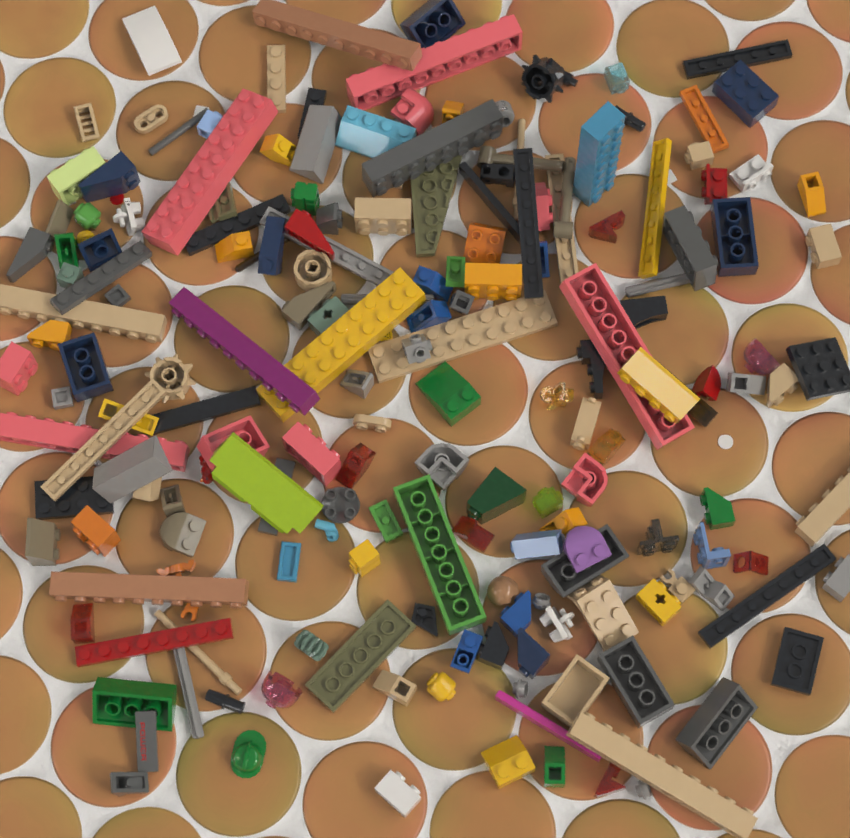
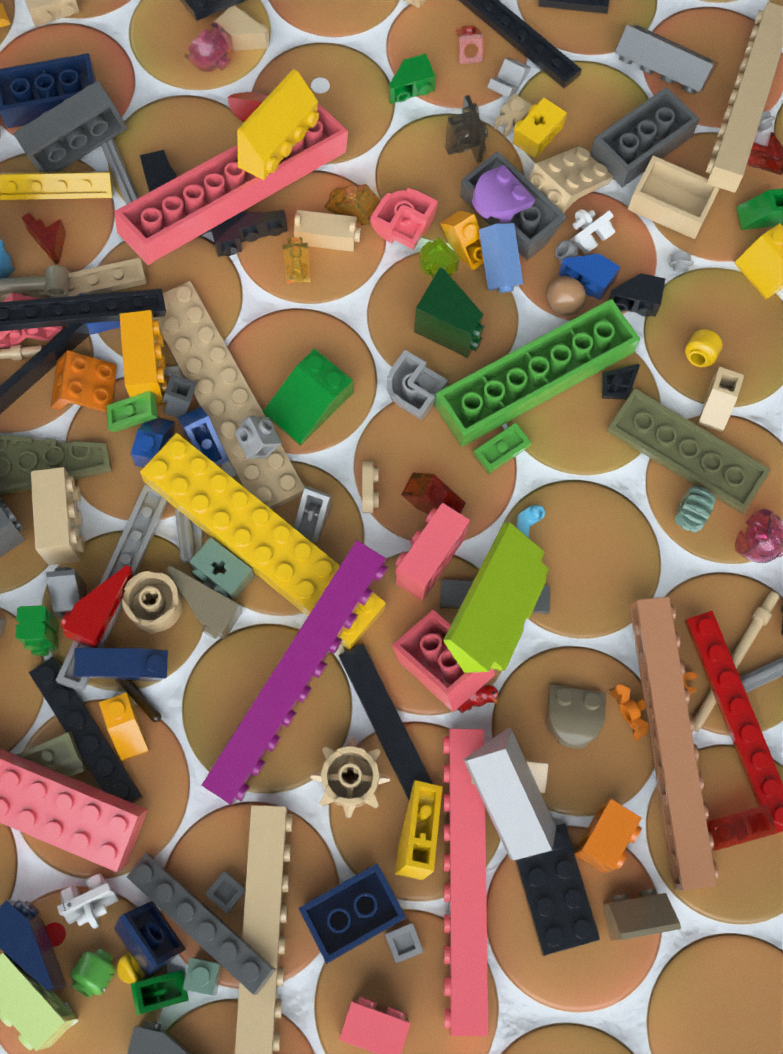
camera: 105 degrees left, 0 degrees up
(50, 334) = (303, 984): light orange slope -> none
(60, 219) = (105, 1019): dark tan slope -> none
(103, 440) = (471, 852): tan plate -> none
(172, 500) = (536, 736): dark tan slope -> none
(289, 562) = (582, 564): dark azure tile -> none
(340, 504) = (489, 509): dark grey dish -> none
(364, 558) = (565, 460): yellow brick -> none
(466, 651) = (656, 322): blue slope -> none
(473, 533) = (494, 342): clear red slope -> none
(530, 655) = (642, 250): dark blue slope -> none
(542, 722) = (712, 240): dark pink tile -> none
(709, 559) = (466, 79): medium blue bracket -> none
(746, 383) = (246, 66): light grey slope -> none

